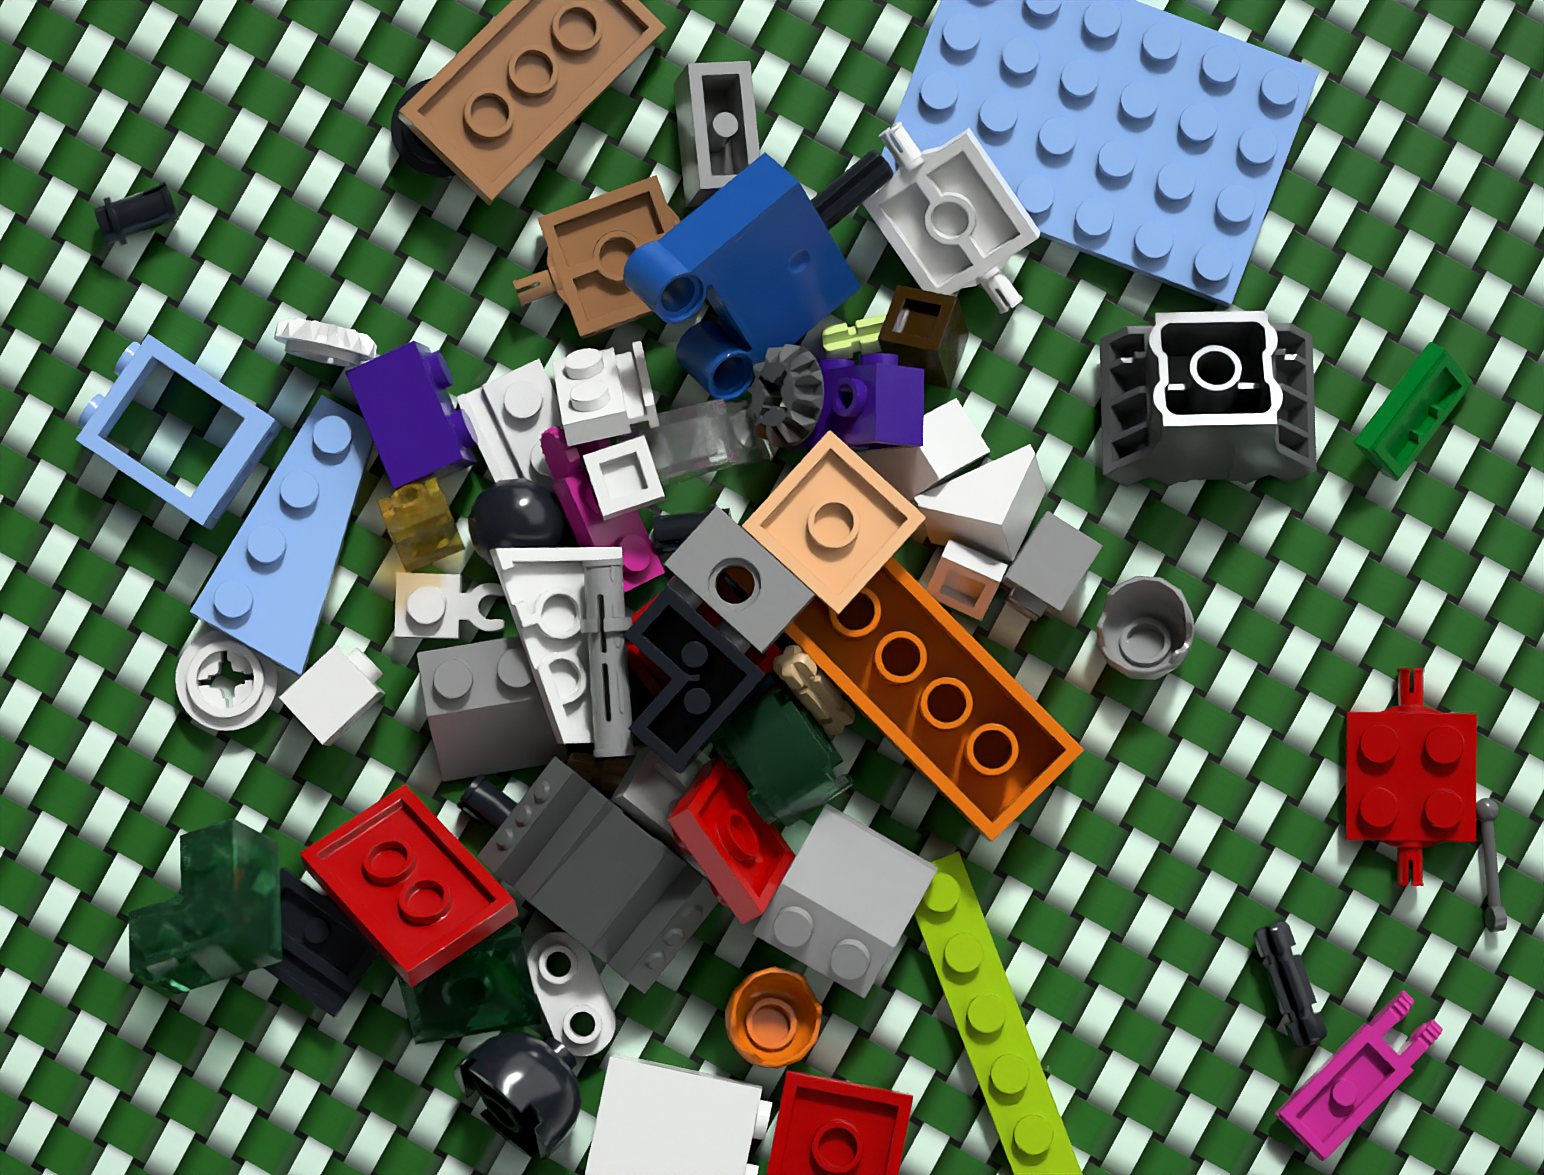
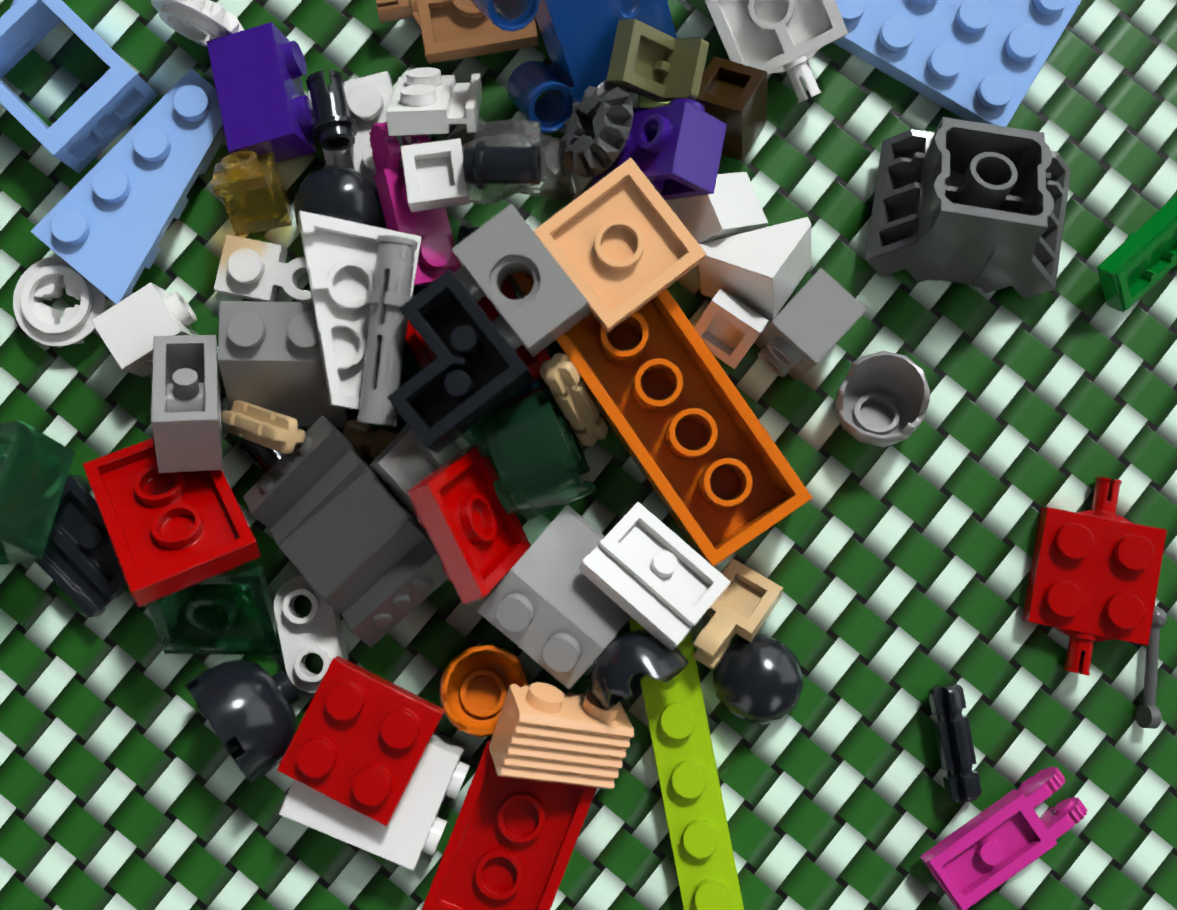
camera: 10 degrees right, 0 degrees up
(404, 767) = (186, 403): none -> light grey brick
(488, 778) = (263, 426): none -> tan axle
(491, 421) = (333, 122): none -> black pin
(656, 1089) = (361, 740): none -> red plate
(695, 459) = (501, 165): none -> black pin
(838, 314) = (656, 62): none -> olive bracket
(865, 1049) = (559, 737): none -> light nougat brick
(922, 957) = (627, 661): none -> black hair
(932, 861) = (654, 576): none -> white plate
(1026, 879) = (737, 610): none -> tan plate
(1067, 954) = (759, 680): none -> black hair

